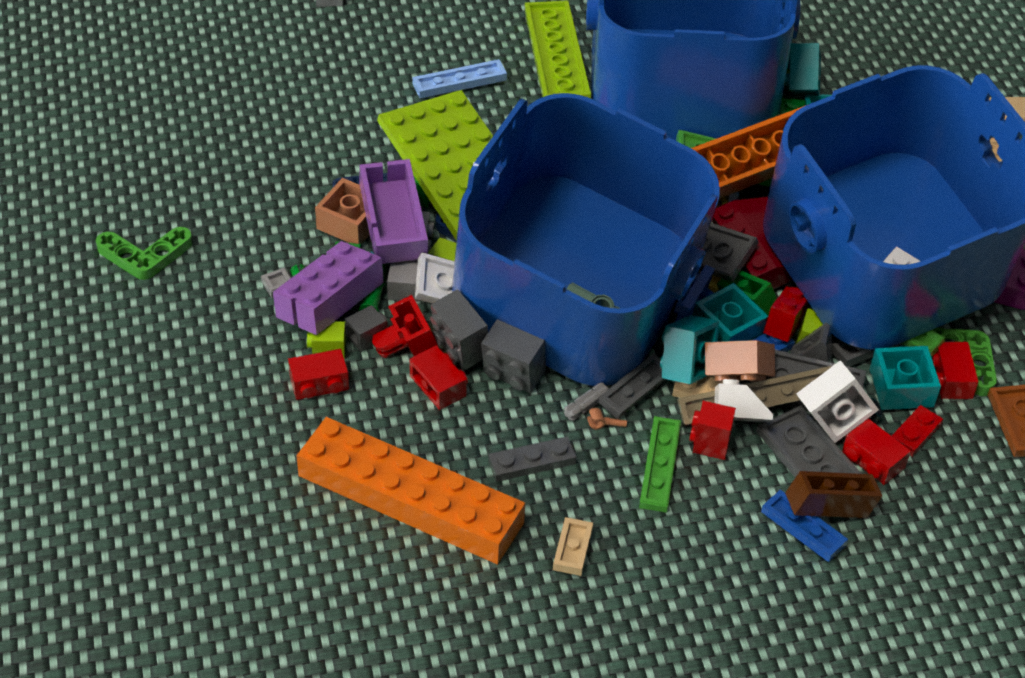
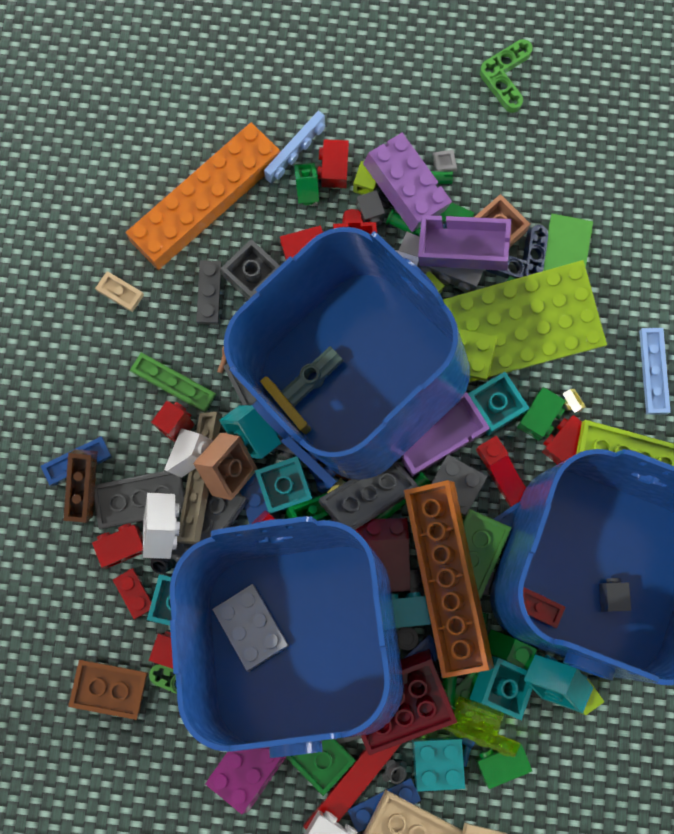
camera: 110 degrees right, 30 degrees up
(297, 412) = (290, 152): none -> light blue plate
(344, 161) = (567, 241): none -> bright green tile
(353, 394) = (306, 183): none -> green slope
(493, 411) = (249, 269): none -> dark grey brick

